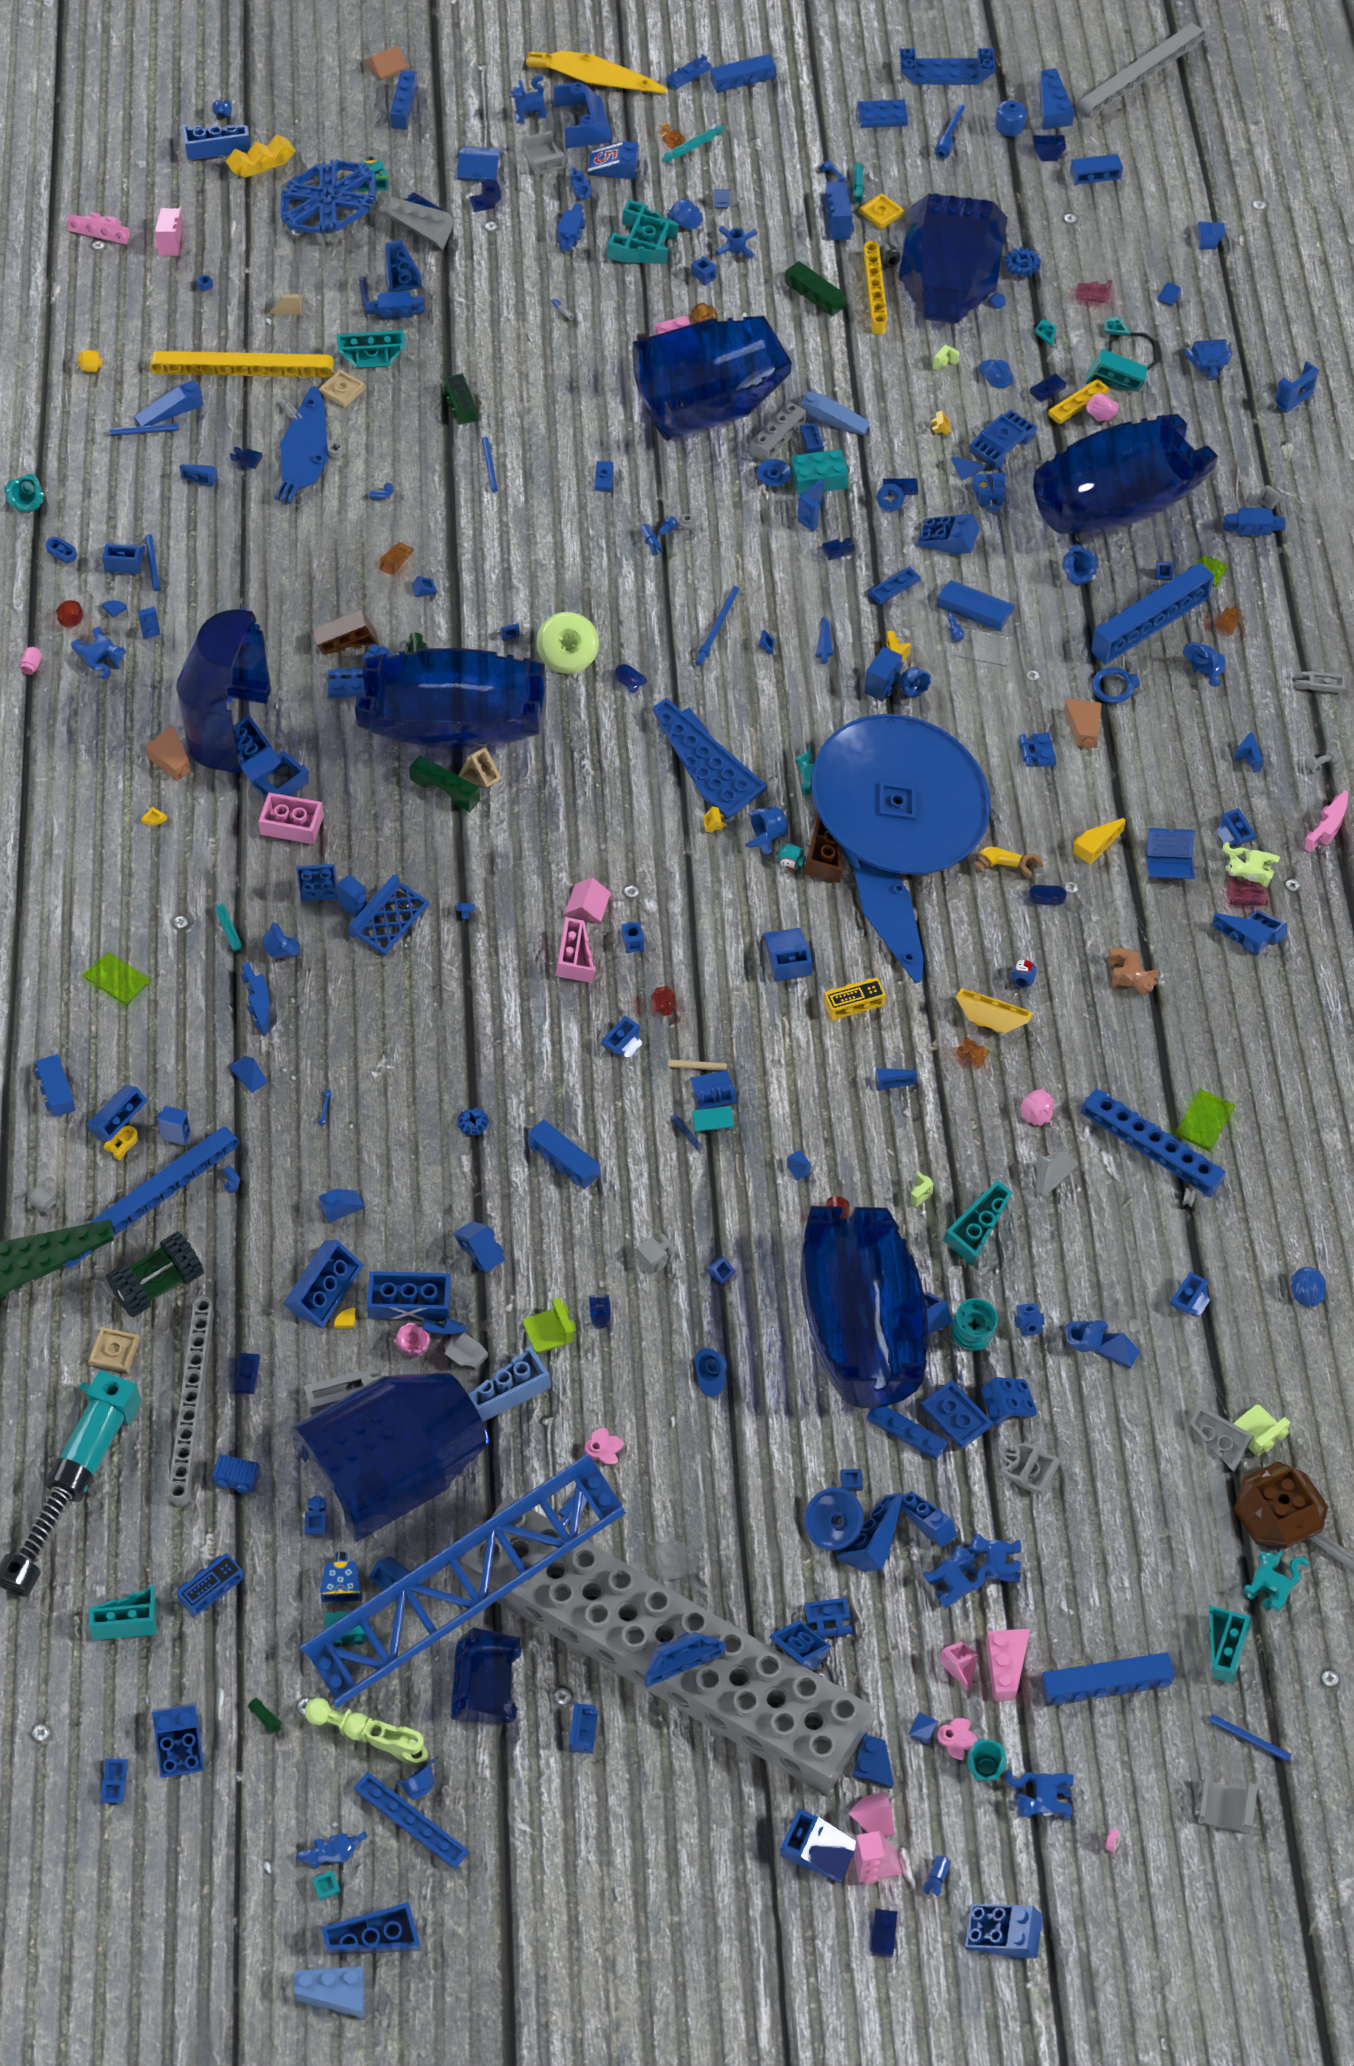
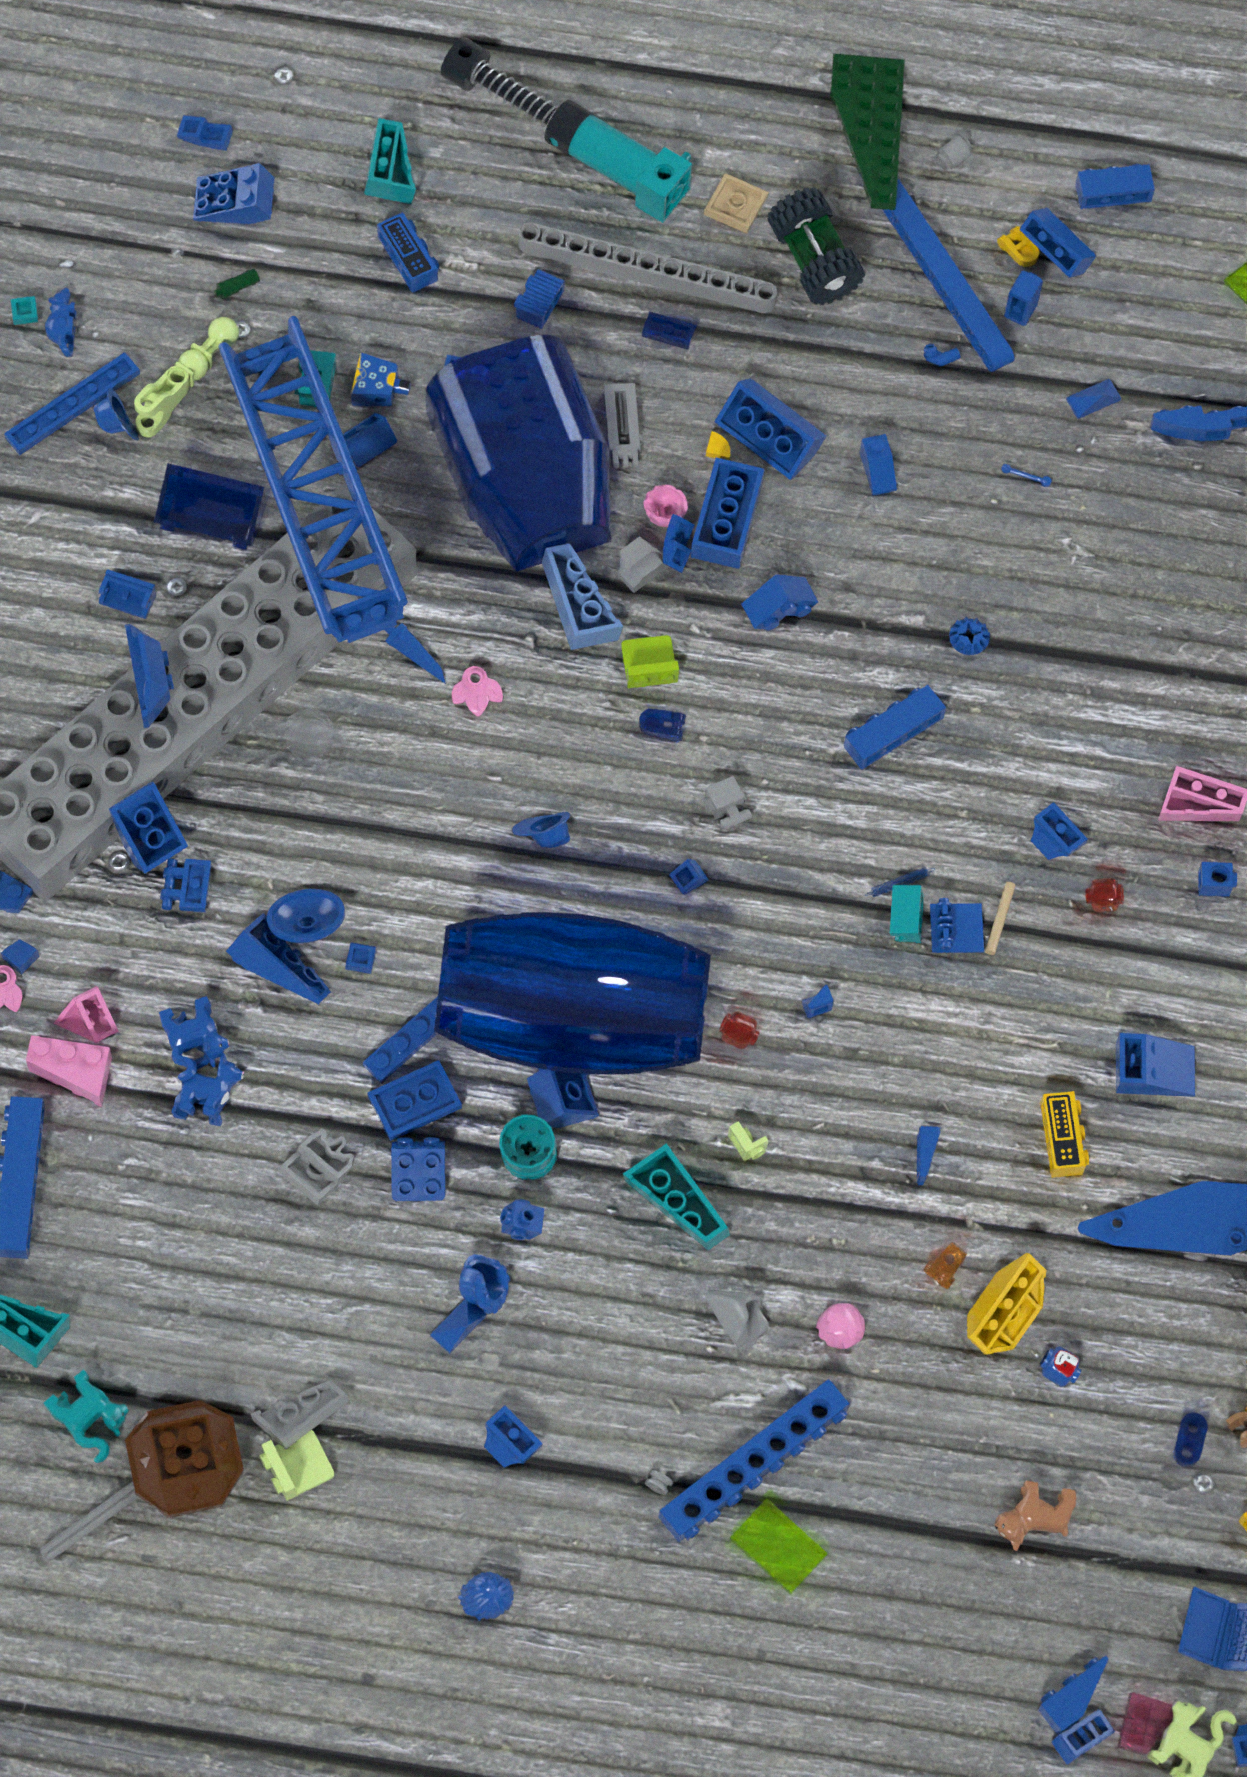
camera: 100 degrees right, 10 degrees up
(929, 1519) = (282, 1028): blue slope -> none

